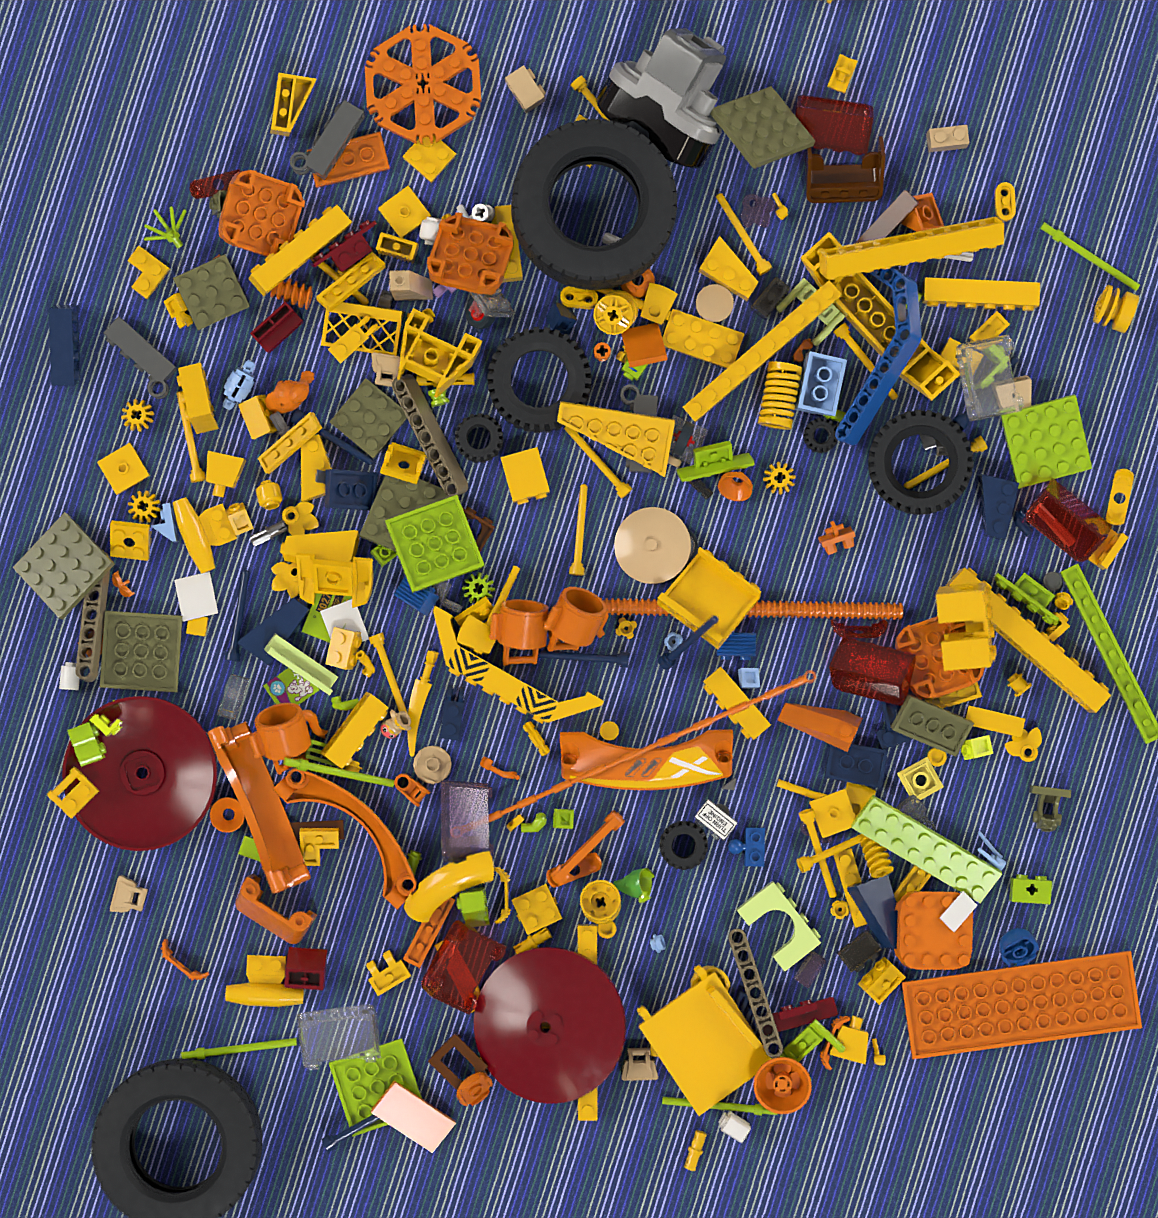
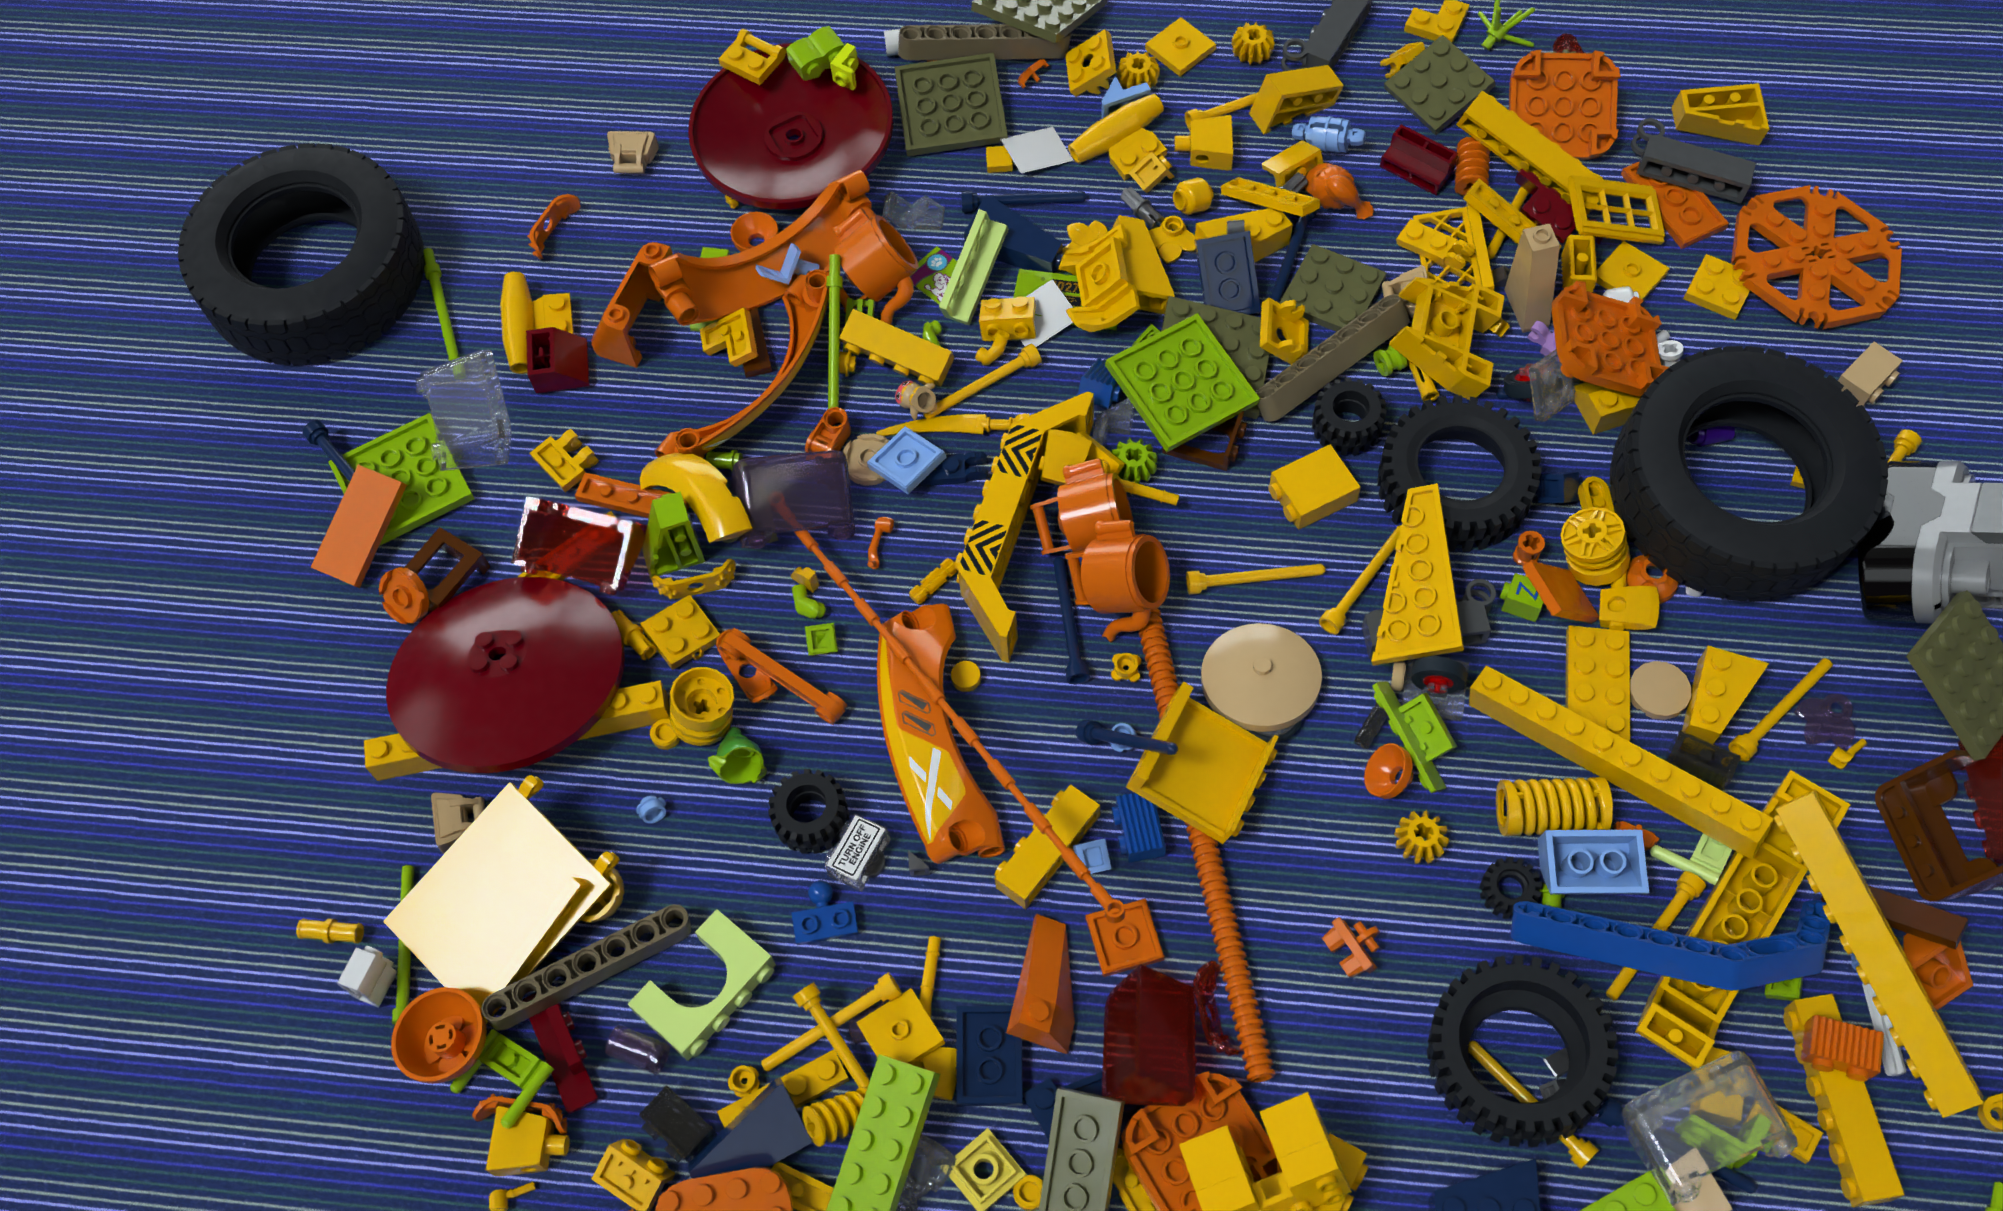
camera: 80 degrees right, 25 degrees down
(268, 795) = (791, 266): none -> light blue bracket
(341, 208) = (1606, 229): none -> yellow piece
(445, 739) = (906, 460): none -> light blue tile
(797, 663) = (1125, 943): none -> orange tile
(959, 286) = (1842, 1047): none -> orange brick

